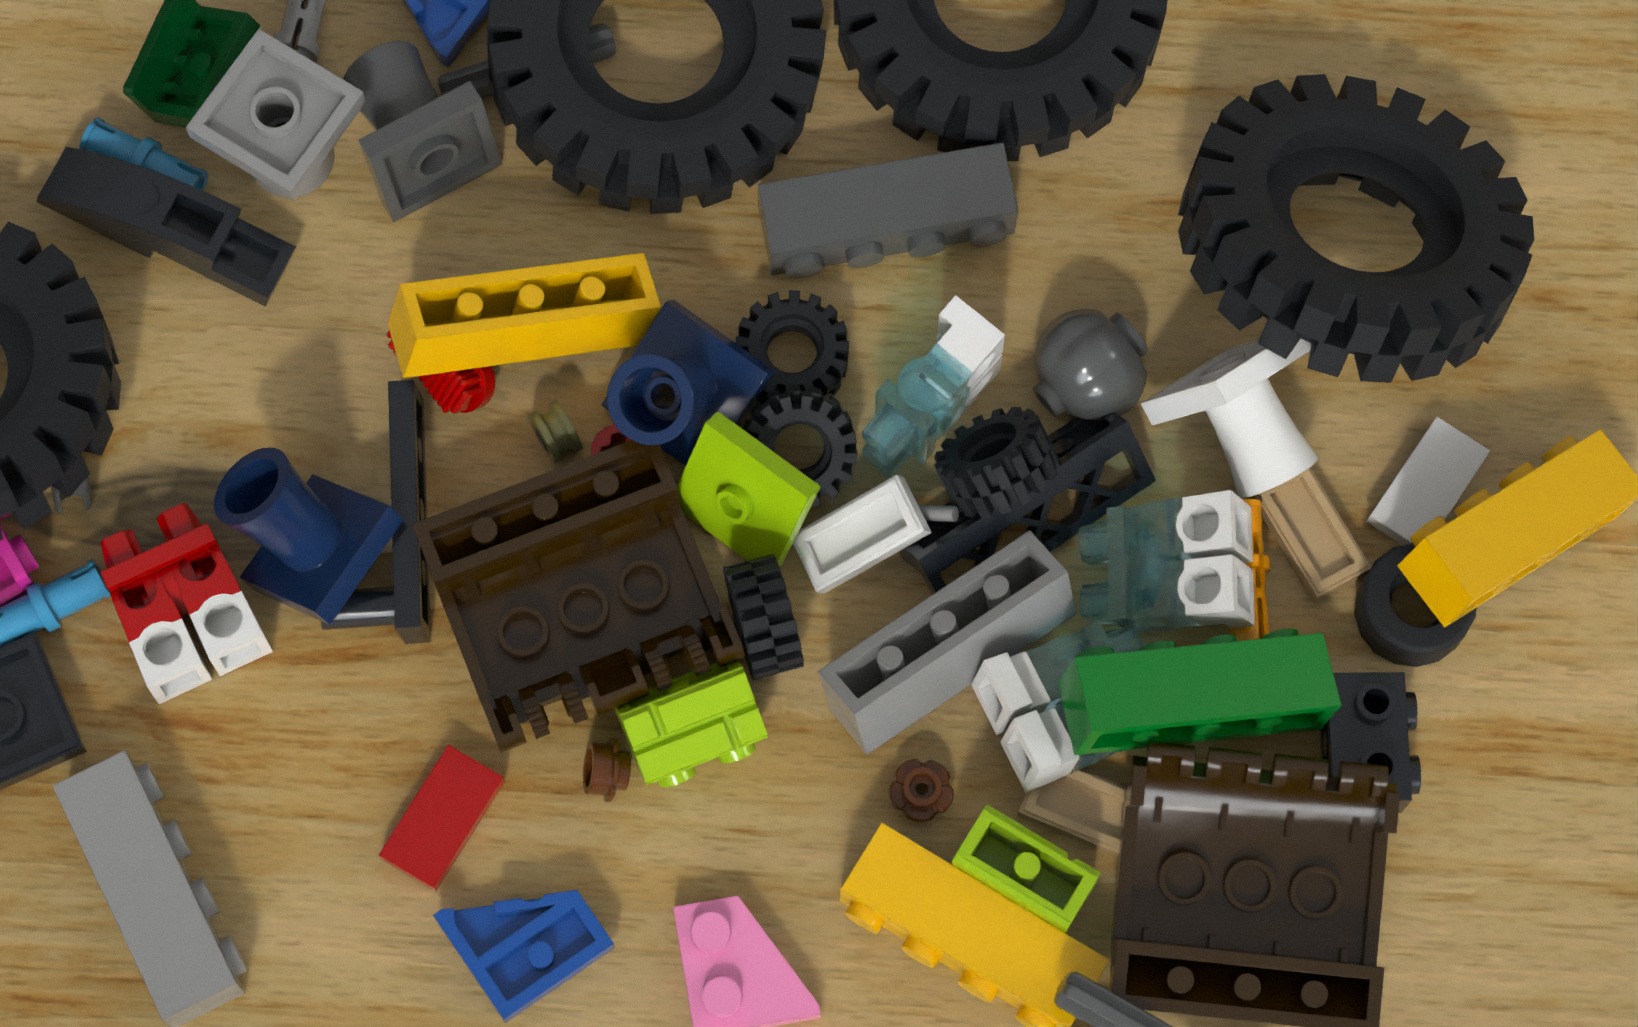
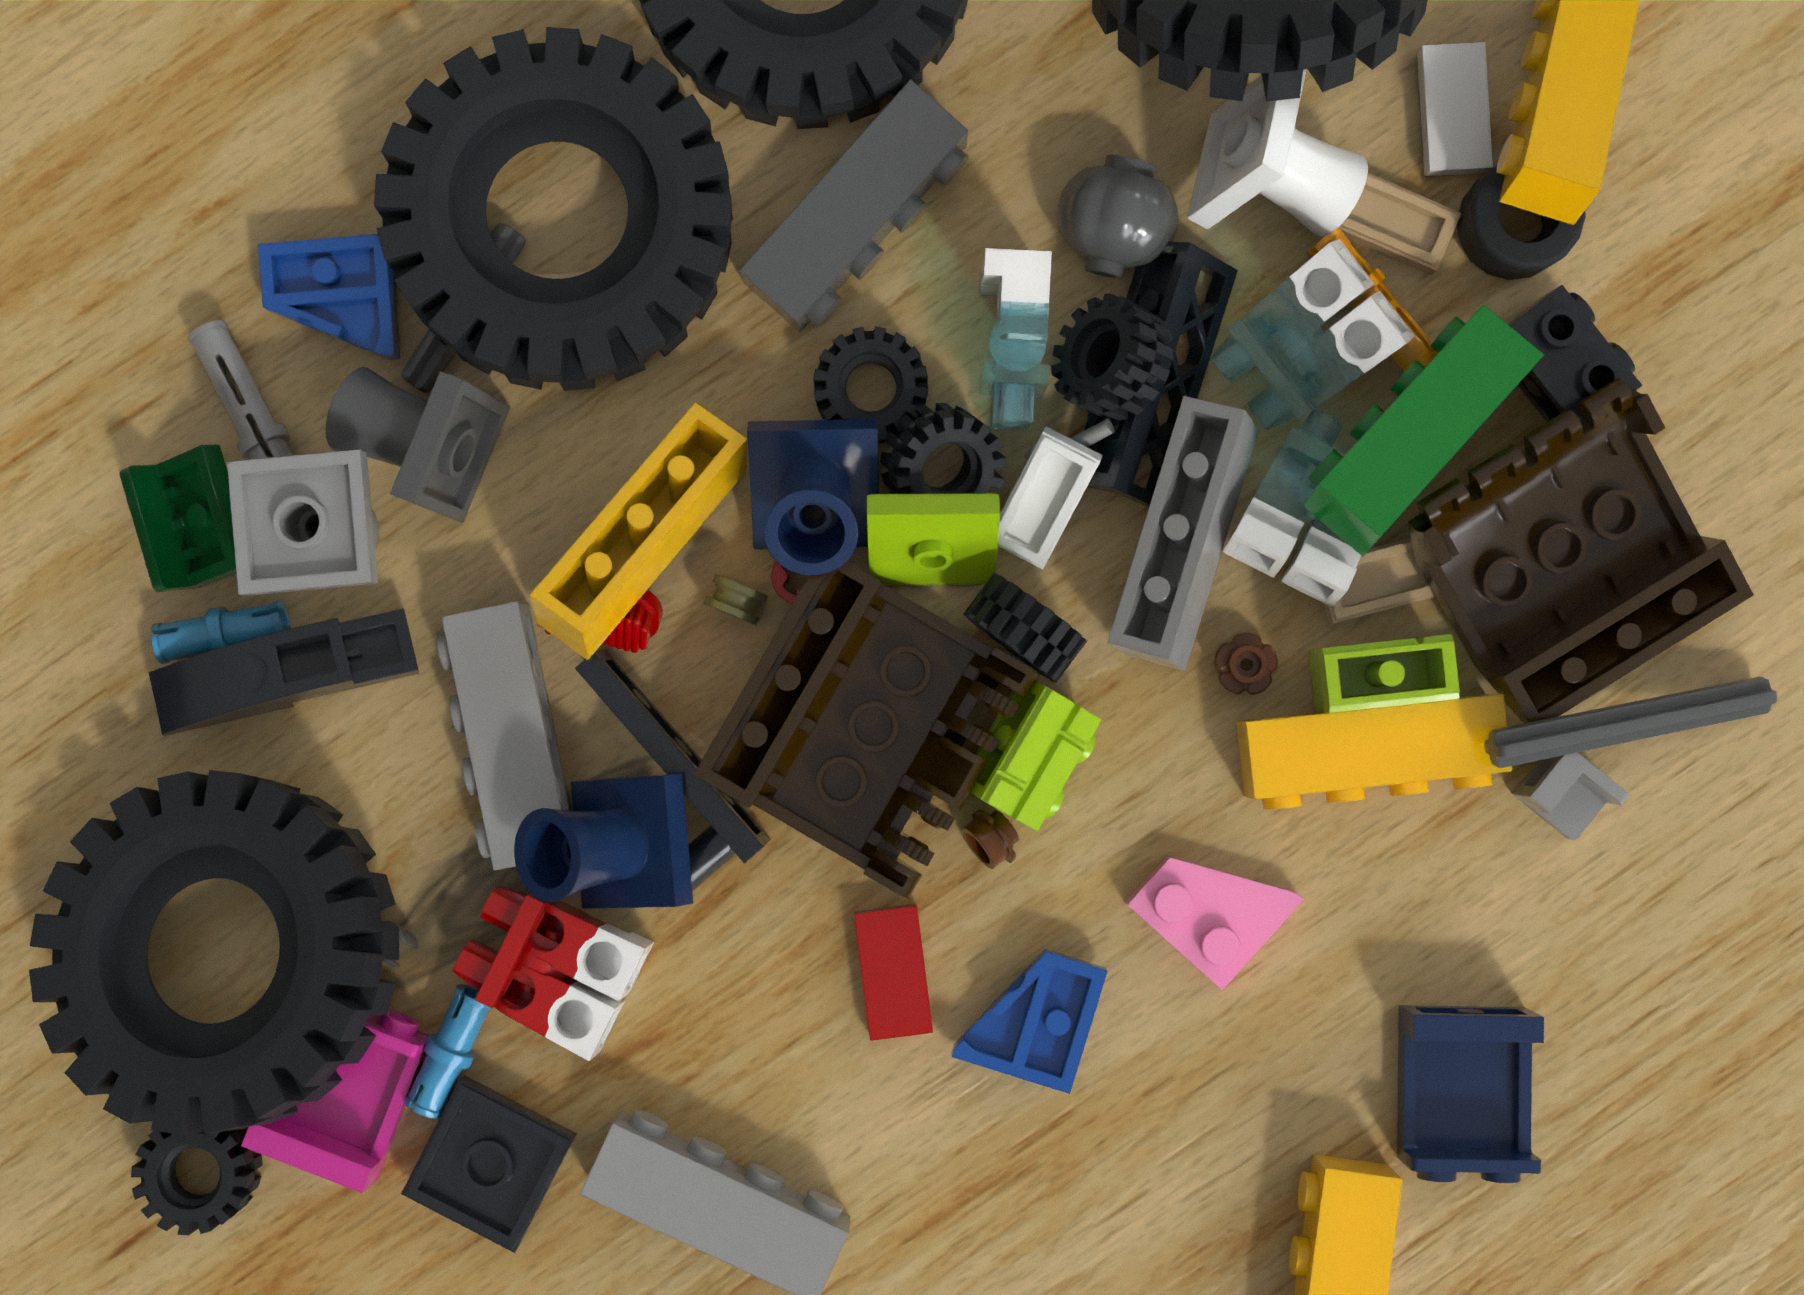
camera: 35 degrees left, 15 degrees up
(303, 378) = (505, 721): none -> light grey brick

